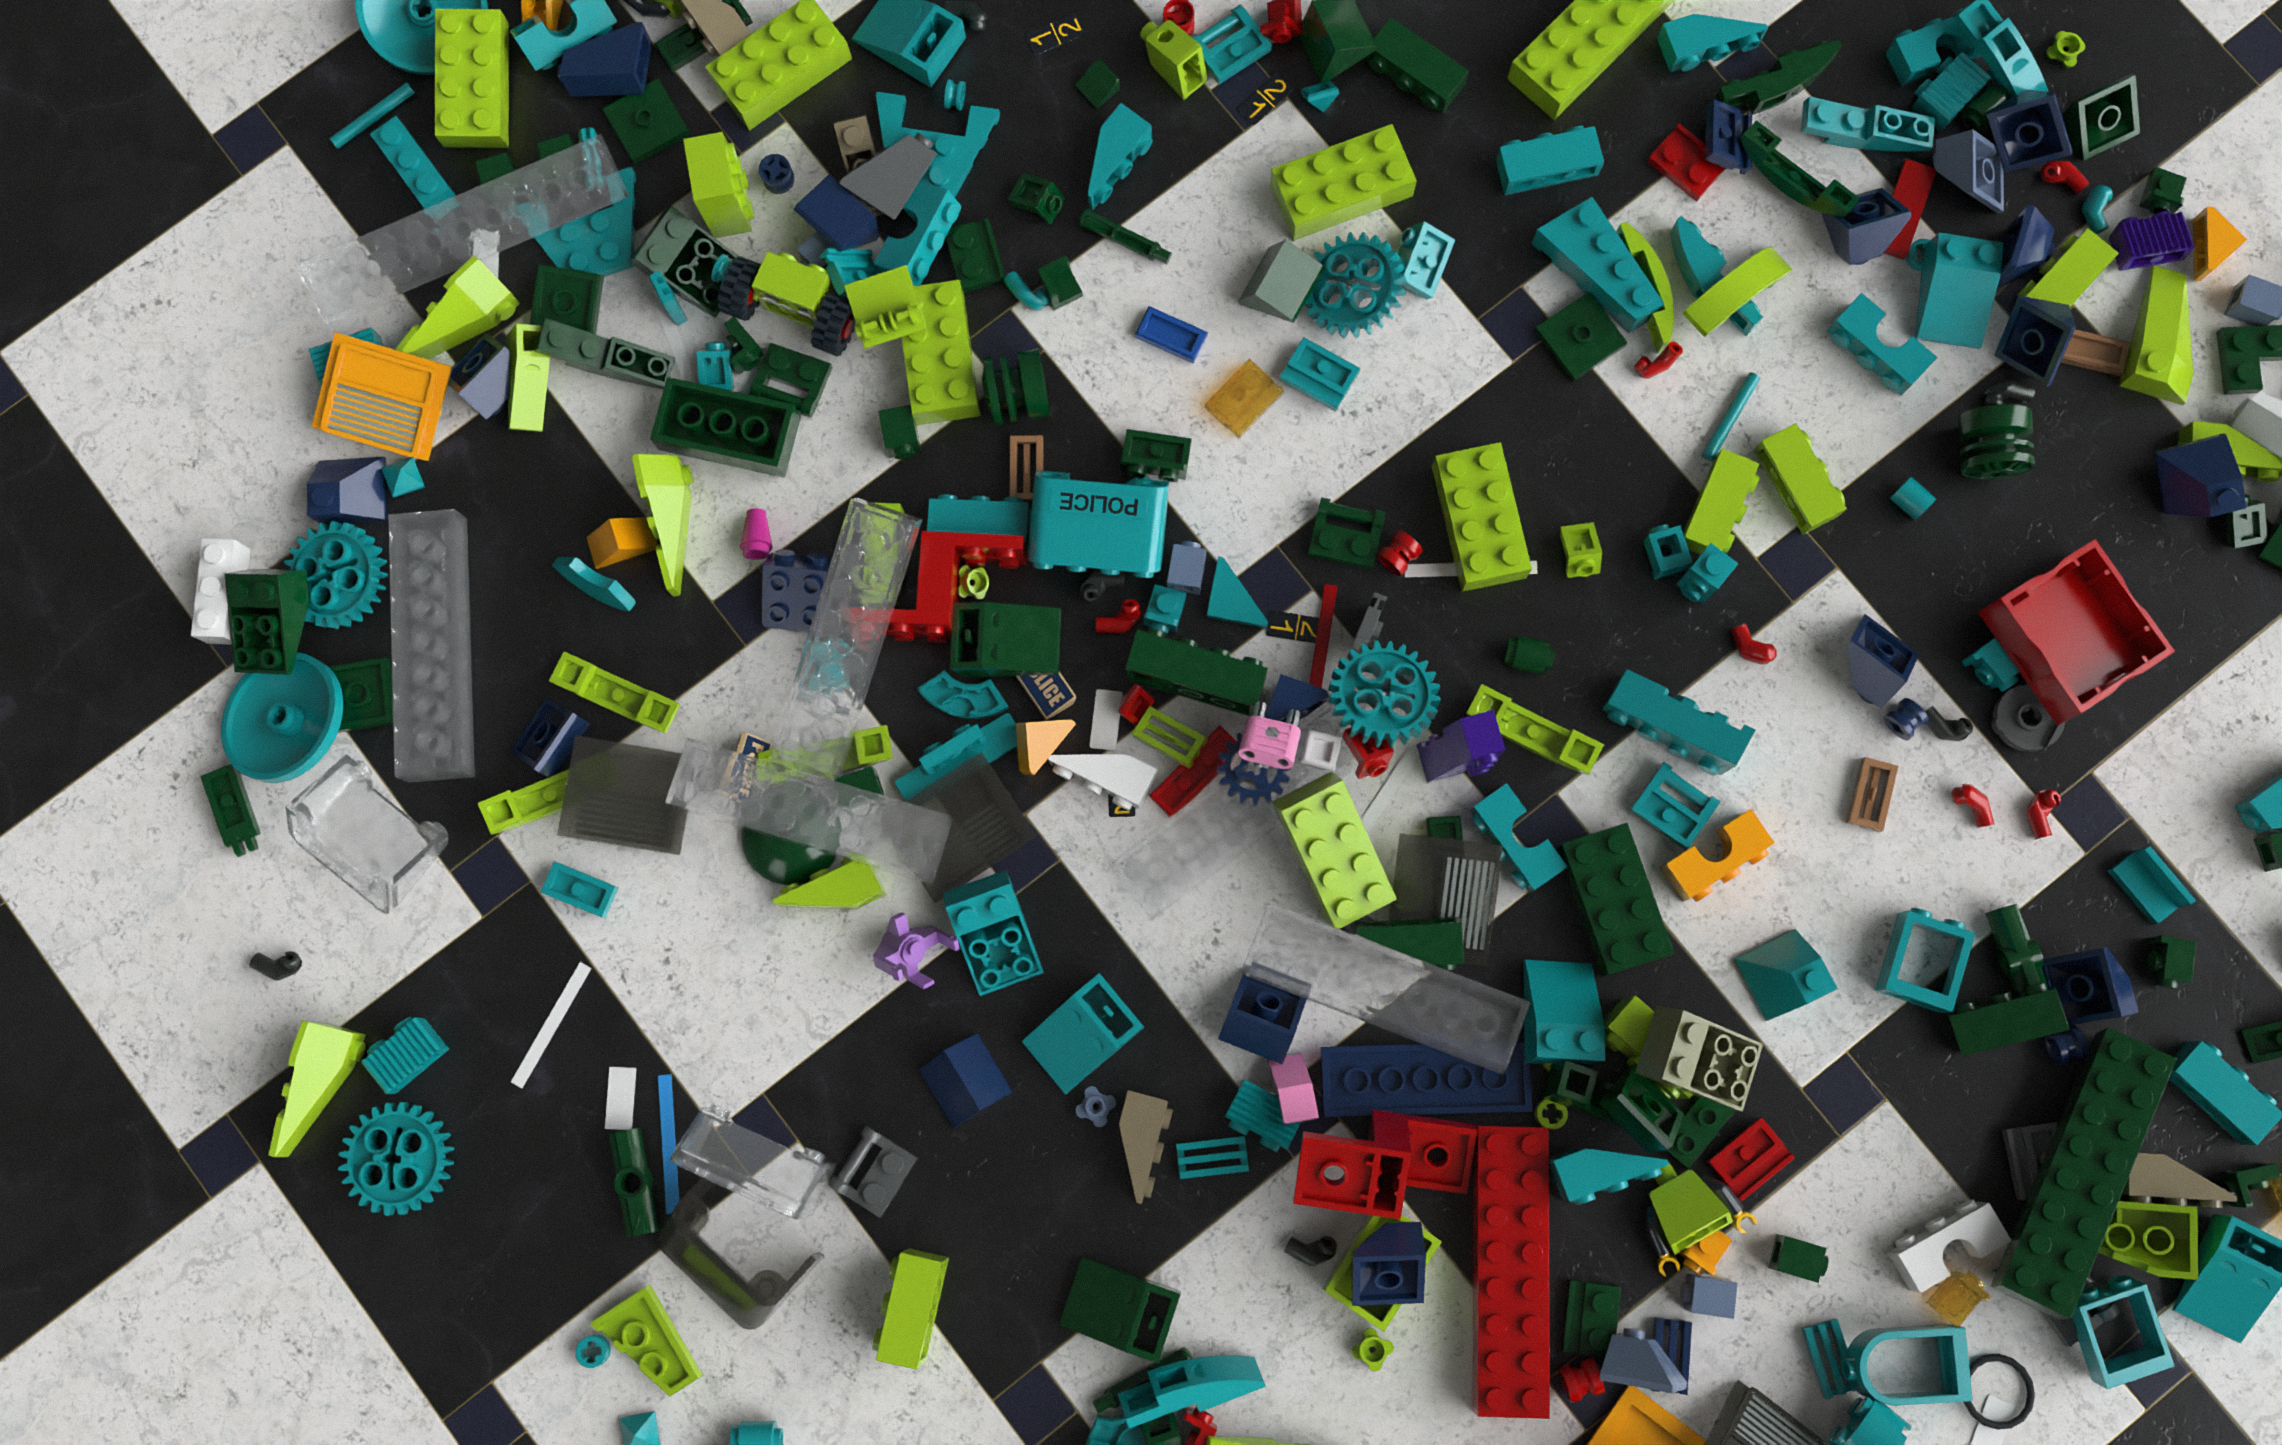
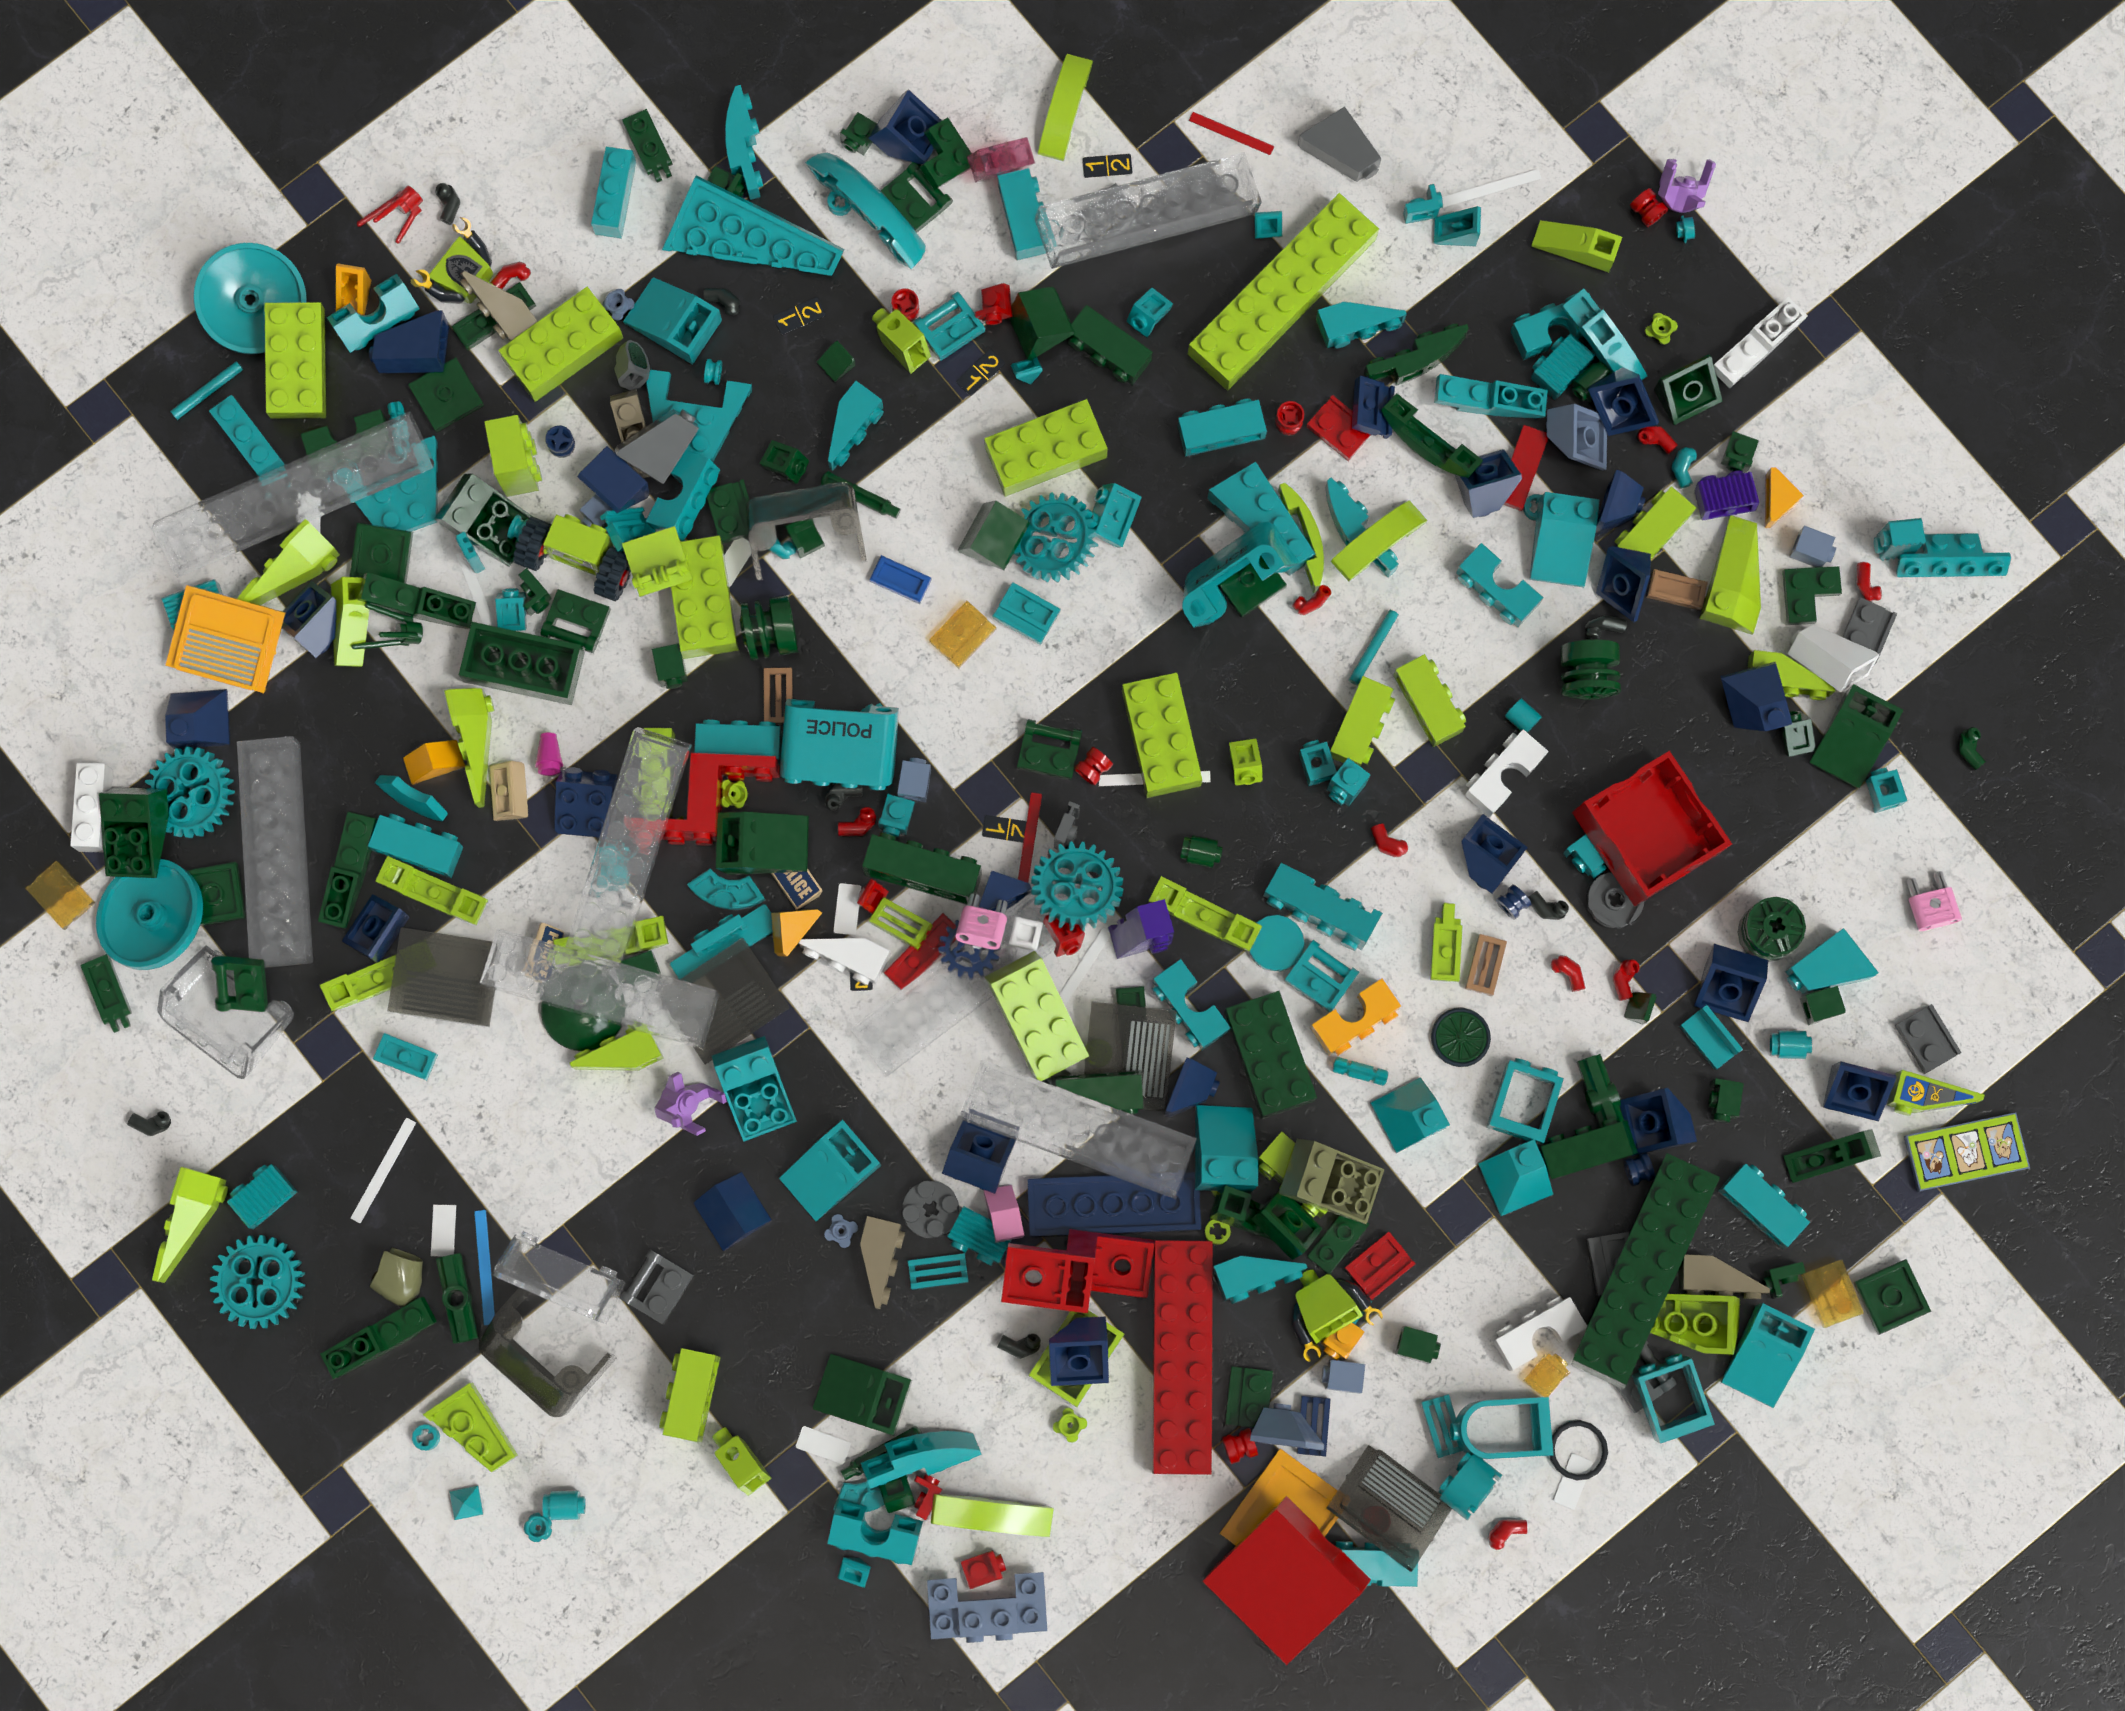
camera: 10 degrees left, 0 degrees up
(183, 694) = (60, 895): none -> clear yellow plate
(394, 798) = (249, 984): none -> dark green plate
(403, 477) = (243, 707): teal slope -> none
(519, 668) = (349, 870): none -> dark green slope
(538, 1229) = (378, 1338): none -> dark green slope
(563, 1155) = (398, 1277): none -> olive piece
(592, 391) = (405, 632): none -> dark green plant
(598, 639) = (416, 845): none -> teal brick
(709, 577) = (508, 791): none -> tan slope
(842, 12) = (615, 297): none -> sand blue plate
(860, 87) = (631, 365): none -> dark grey rock
(980, 308) = (736, 558): none -> white sticker
(980, 1401) = (745, 1470): none -> lime torso
(1072, 1368) = (823, 1445): none -> white sticker
(1091, 238) = (830, 500): none -> clear smoke windscreen
(1155, 455) = (887, 684): dark green bracket -> none
(1199, 1062) = (927, 1193): none -> dark grey plate
(1231, 601) = (952, 807): teal tile -> none
(1461, 28) = (1148, 311): none -> teal bracket
(1519, 938) = (1192, 1087): none -> dark blue slope
(1600, 289) = (1203, 599): none -> teal windscreen
(1621, 767) = (1277, 944): none -> teal tile
(1629, 142) = (1291, 412): none -> red wheel
(1722, 921) = (1360, 1071): none -> teal axle
(1825, 770) = (1446, 946): none -> lime hinge
(1843, 881) = (1460, 1037): none -> dark green wheel
(1911, 542) = (1521, 753): none -> white arch
(1916, 1052) = (1516, 1177): none -> teal slope
(2063, 847) = (1640, 1007): none -> dark green slope
(2175, 818) = (1731, 982): none -> dark blue slope
(2186, 63) = (1759, 342): none -> white slope
(2208, 762) = (1756, 932): none -> dark green wheel
(2248, 894) = (1790, 1044): none -> teal brick

